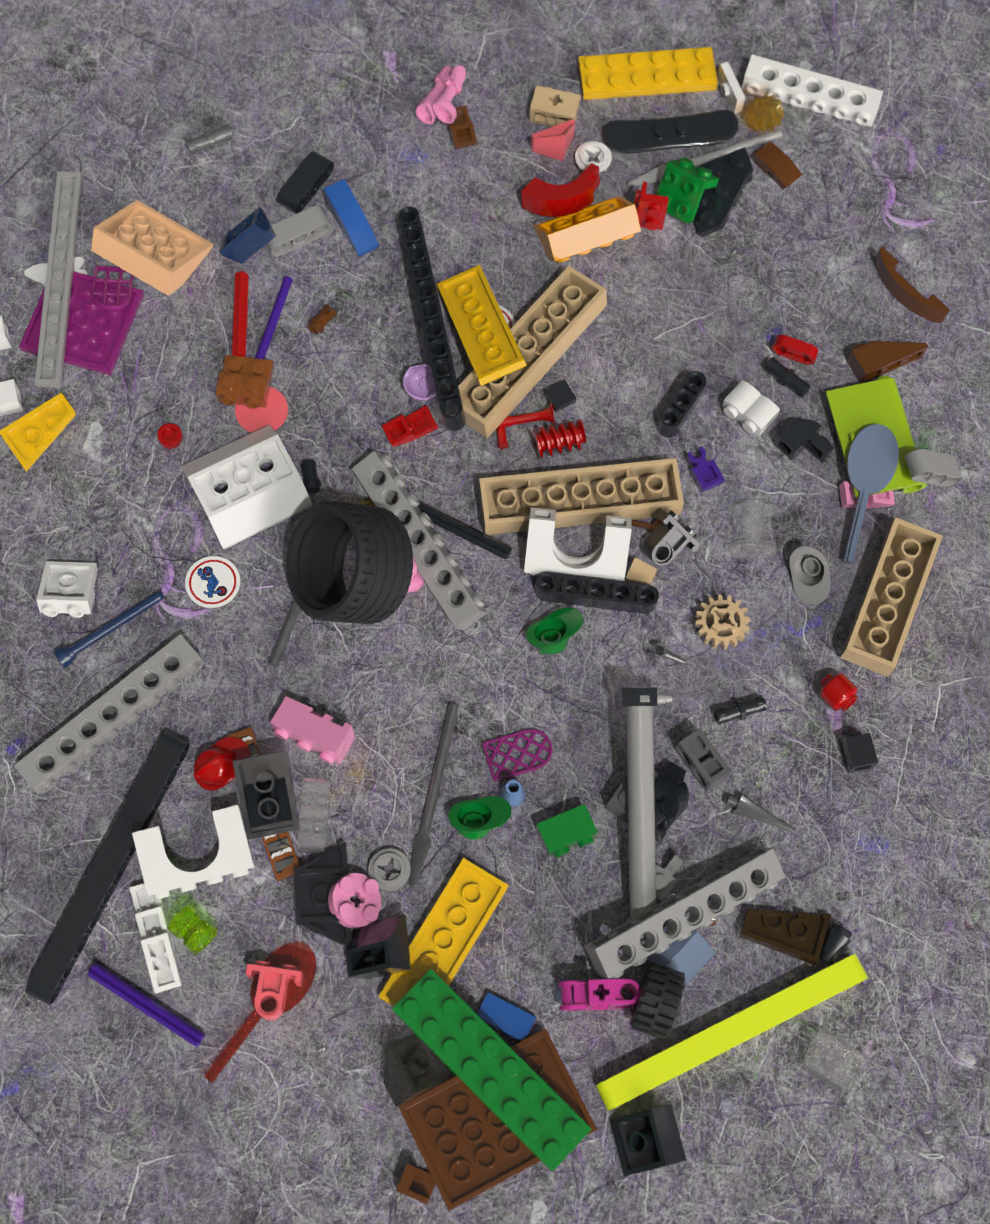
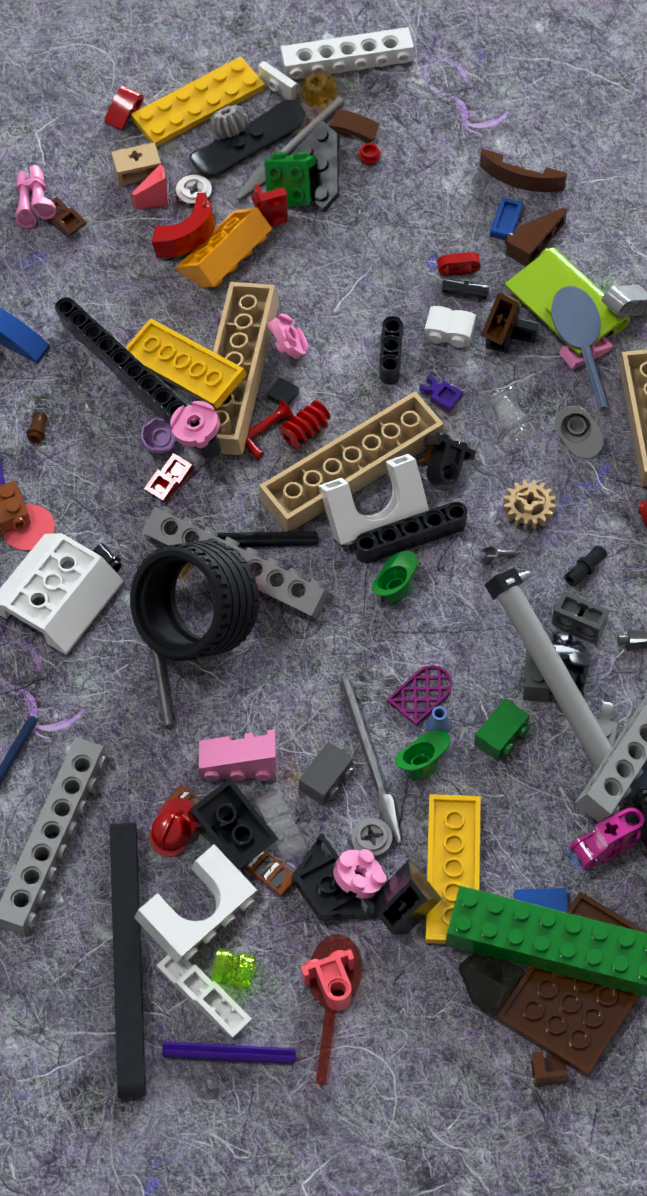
camera: 25 degrees left, 10 degrees down
(212, 582) = (72, 687): white sticker -> none
(383, 788) = (326, 774): none -> dark grey brick
(450, 404) = (201, 434): none -> bright pink plate
(575, 43) = (121, 107): none -> red panel
(593, 345) = (288, 338): none -> bright pink plate
(641, 572) = (438, 496): tan slope -> none
(662, 106) = (229, 121): none -> light grey gear
(775, 199) = (369, 153): none -> red plate
(798, 427) = (501, 319): none -> reddish brown slope
(867, 326) = (506, 218): none -> blue tile

